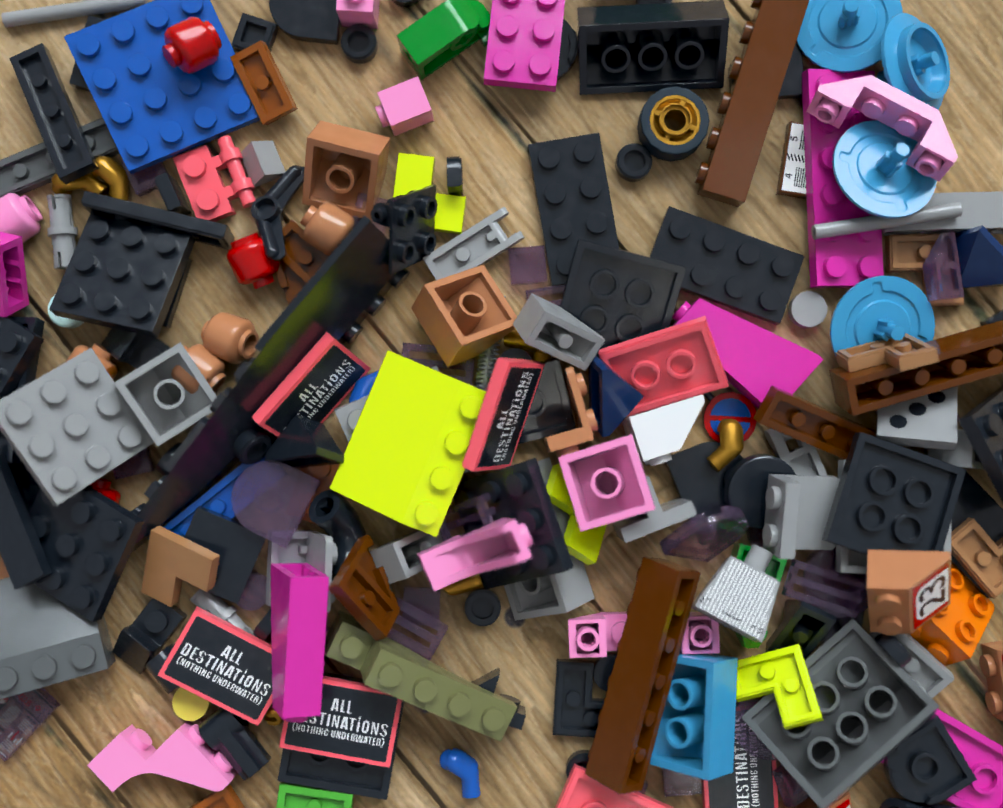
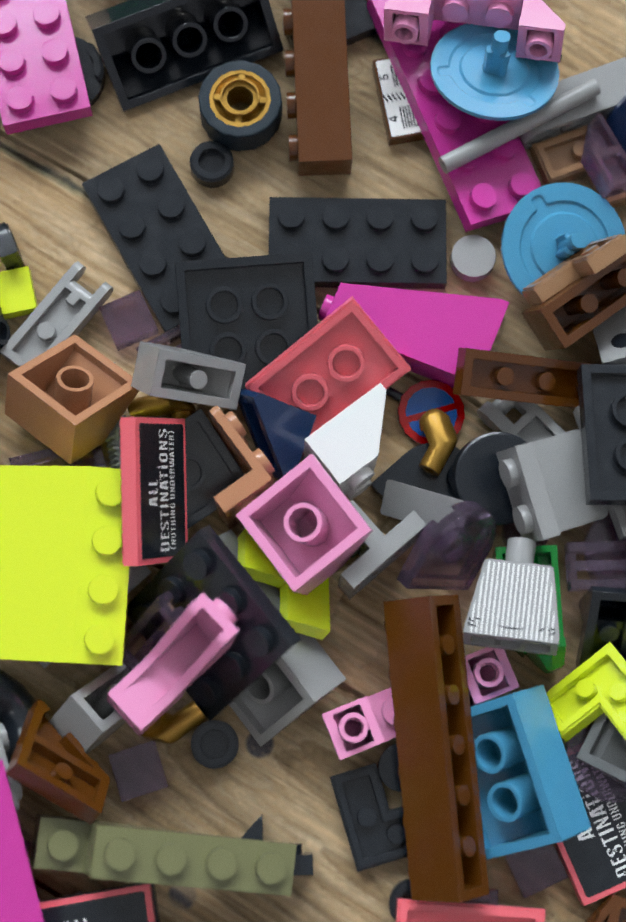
camera: 25 degrees left, 10 degrees down
(424, 618) = (167, 804): clear purple tile -> none
(694, 488) = (402, 499): none -> light grey sticker

